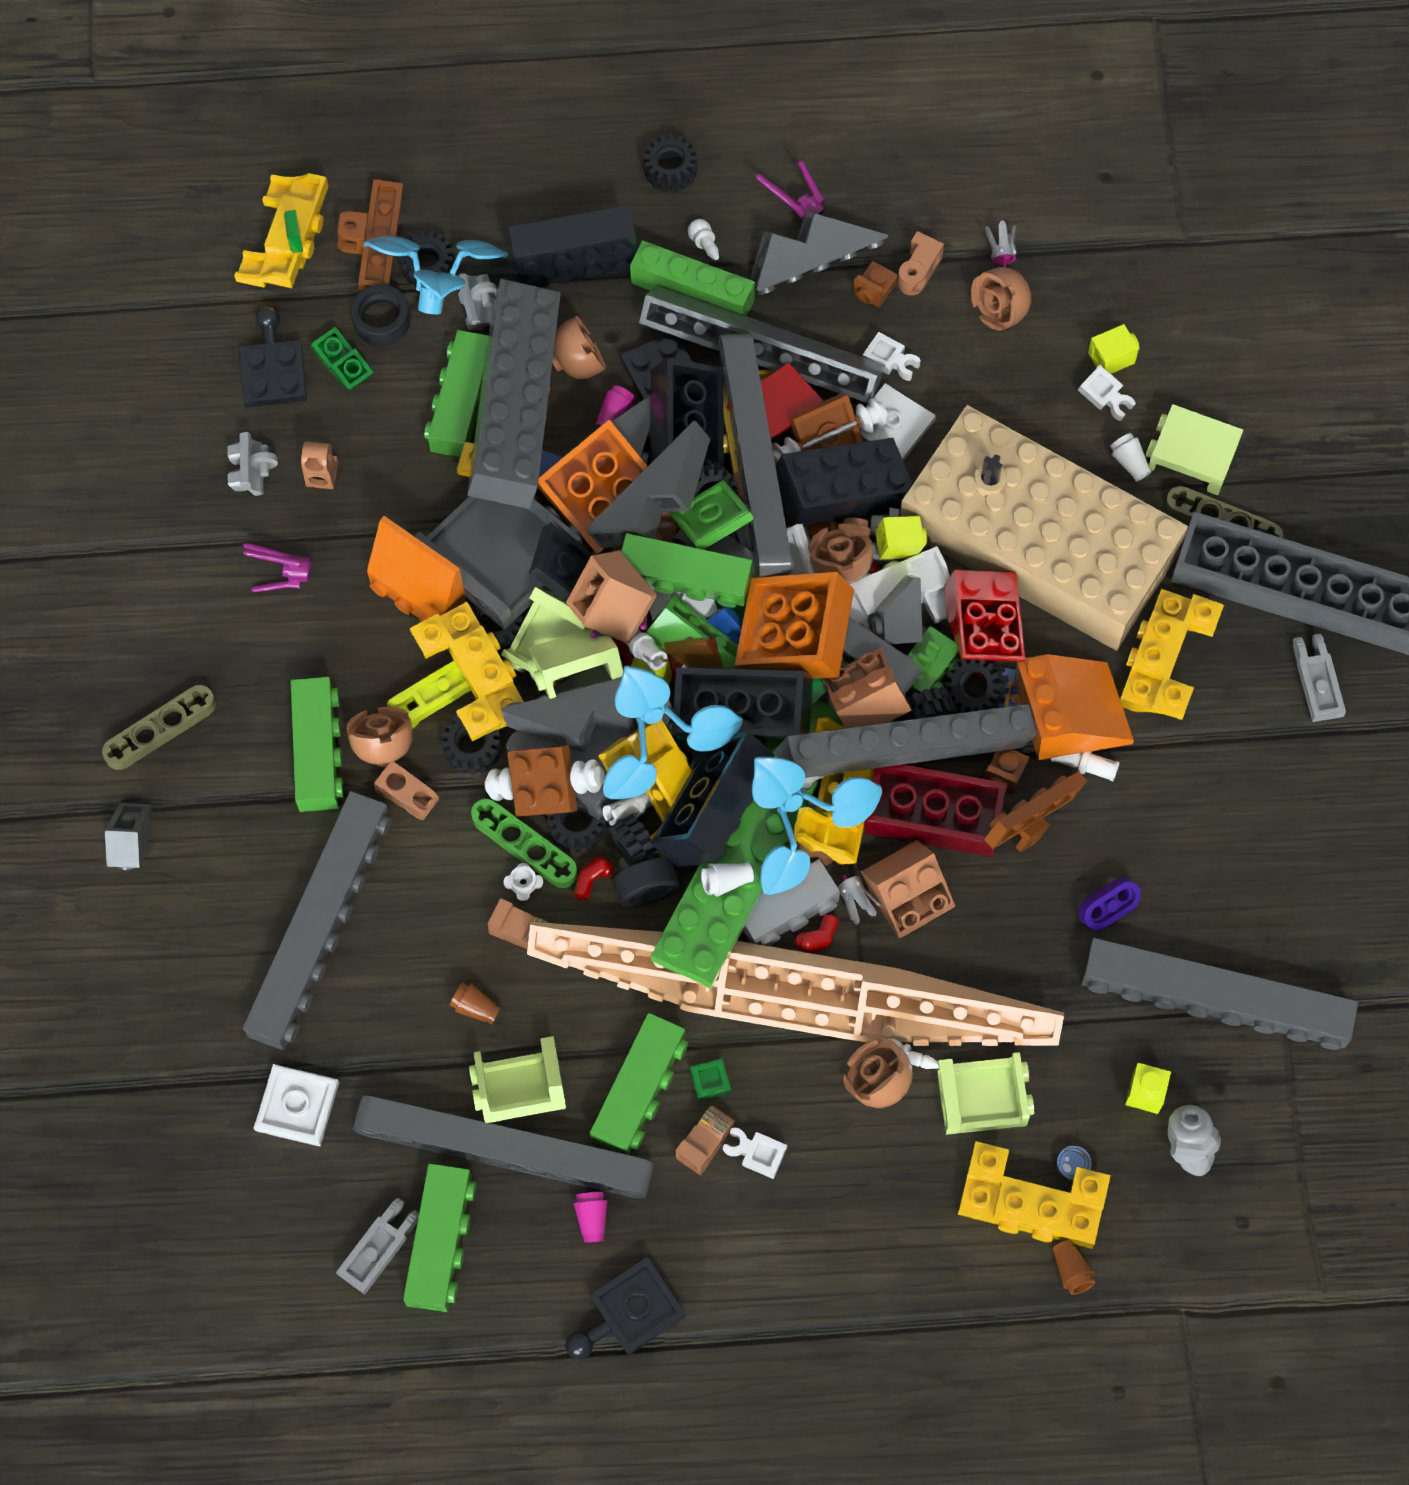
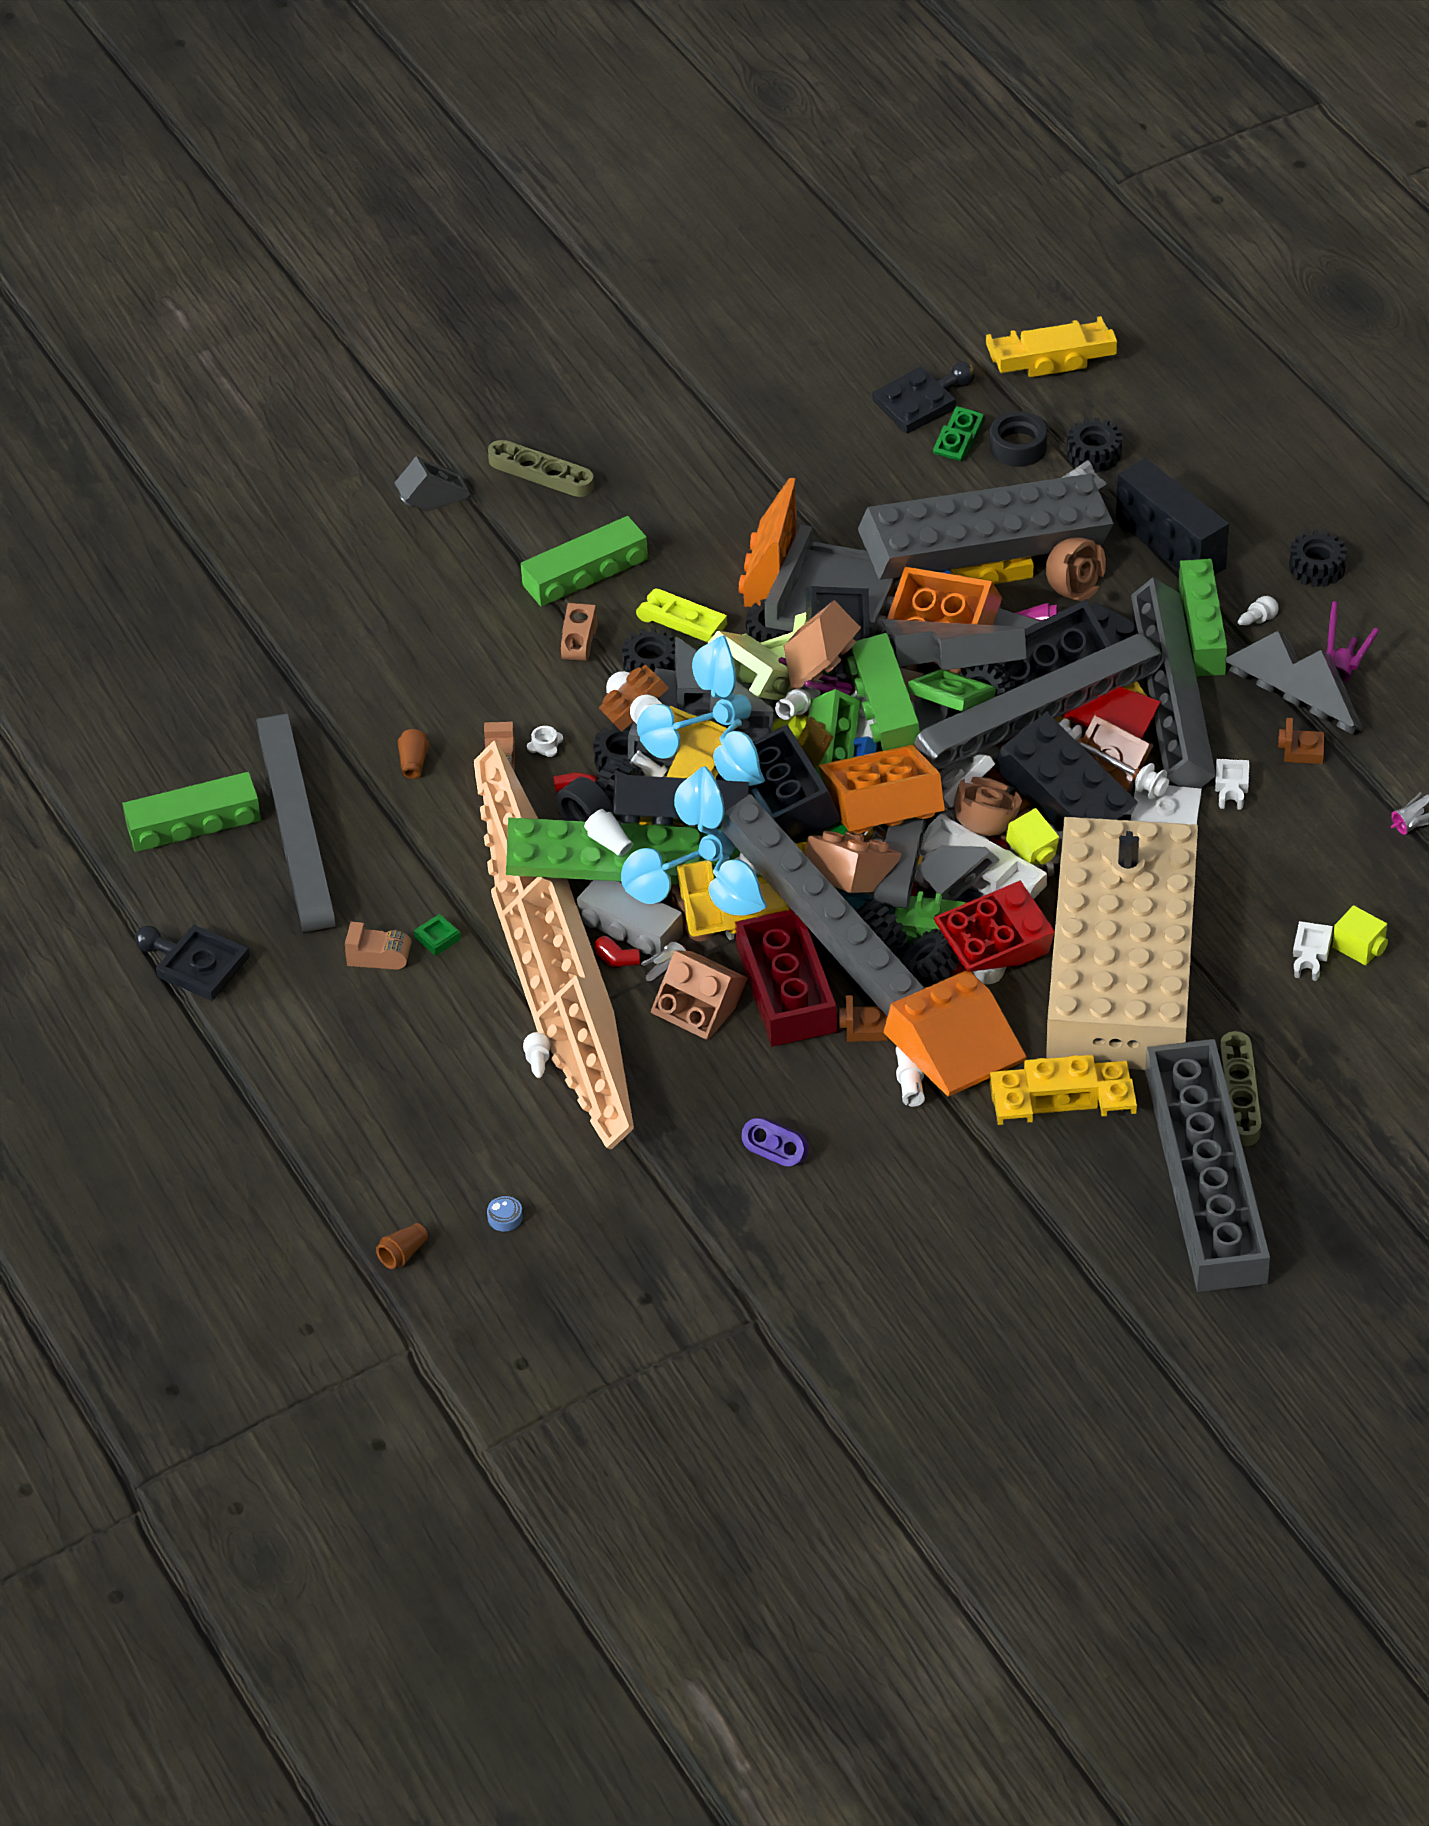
camera: 65 degrees right, 20 degrees down
(254, 464) = (815, 418): light grey hips -> none
(293, 231) = (1041, 336): green tile -> none
(294, 567) = (738, 484): magenta plant -> none
(296, 1105) = (260, 685): white tile -> none
(317, 921) = (427, 626): dark grey brick -> none
(319, 462) = (840, 454): nougat leg -> none
(376, 1248) = (158, 778): light grey hinge -> none
(378, 222) = (1091, 401): dark orange plate -> none
(381, 735) = (614, 592): nougat cylinder -> none
(431, 284) = (1063, 452): medium azure plant -> none
(478, 662) = (726, 608): yellow bracket -> none
(518, 1084) = (351, 803): yellowish green panel -> none
(521, 846) = (578, 728): bright green beam -> none
(591, 1215) = (266, 901): dark pink cone -> none
(638, 1085) = (400, 883): bright green brick -> none
(760, 1154) = (386, 988): white plate -> none
(879, 1074) = (501, 1036): nougat cylinder -> none
(917, 271) = (1344, 765): nougat leg -> none
(984, 1094) = (530, 1119): yellowish green panel -> none
(1001, 297) = (1354, 831): nougat cylinder -> none
(1028, 817) = (820, 1040): dark orange plate -> none
(1030, 1206) = (442, 1206): yellow bracket -> none
(1130, 455) = (1257, 988): white cone -> none
(1148, 1088) = (606, 1233): neon yellow brick -> none
(1193, 1139) = (574, 1283): light grey head -> none
(1195, 446) = (1298, 1034): yellowish green panel -> none
(1220, 994) = (735, 1257): dark grey brick -> none
(1319, 680) = (1116, 1218): light grey hinge -> none

